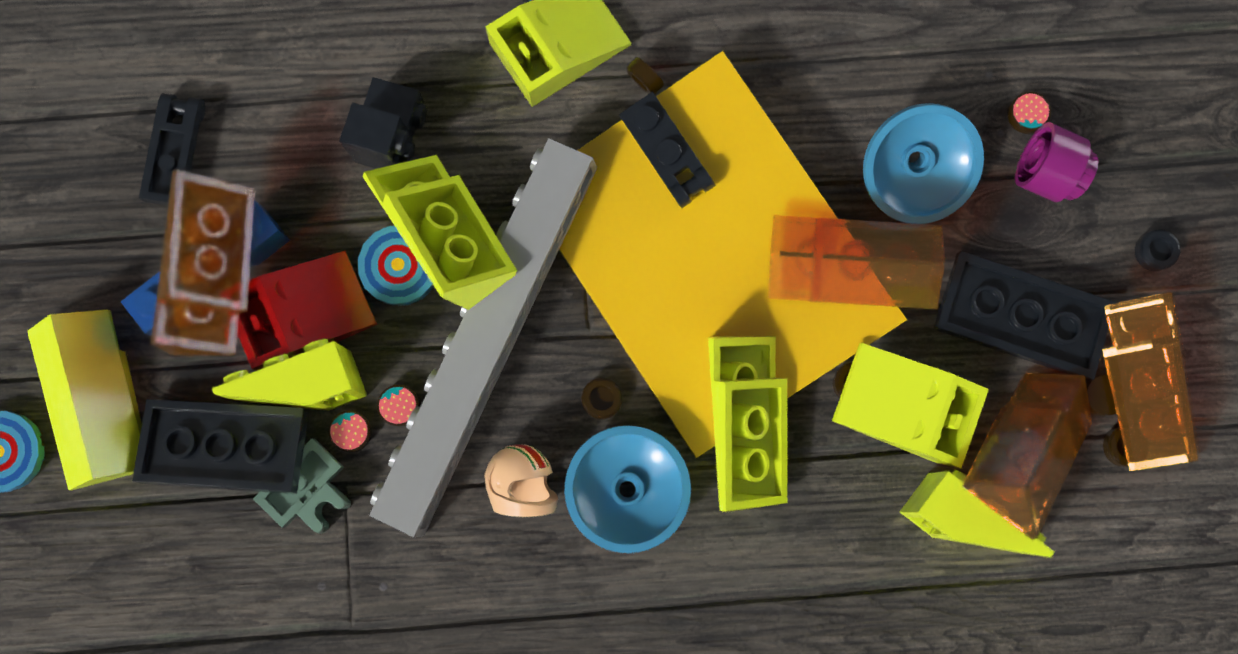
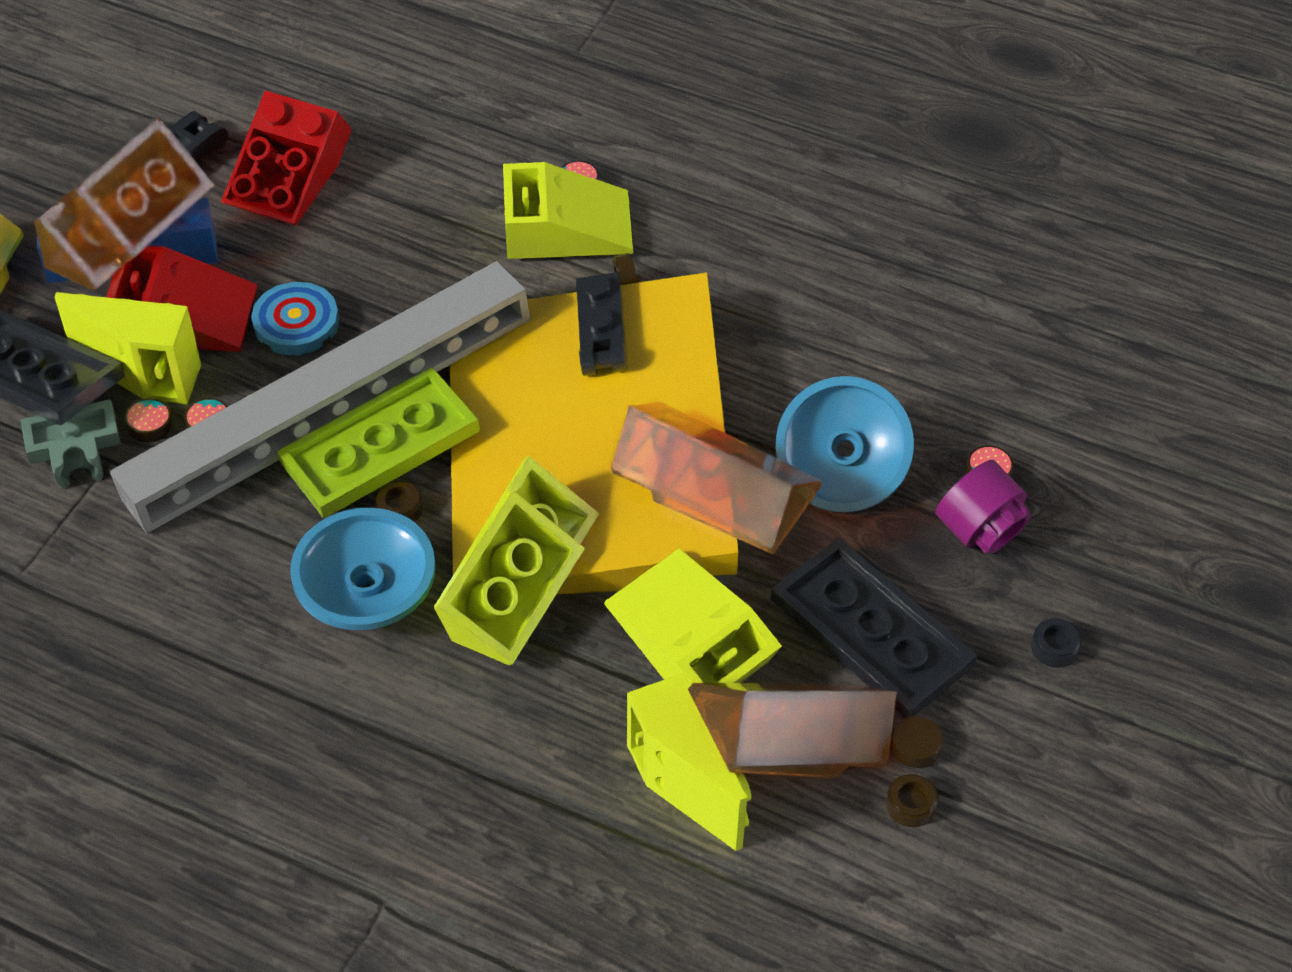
camera: 30 degrees right, 30 degrees down
(278, 107) = (286, 158): none -> red slope
(384, 125) = (359, 206): black brick -> none
(442, 229) = (349, 287): neon yellow slope -> none
(519, 482) = (267, 516): light nougat helmet -> none
(554, 356) = (378, 442): none -> lime plate
(1151, 382) = (974, 739): clear orange slope -> none

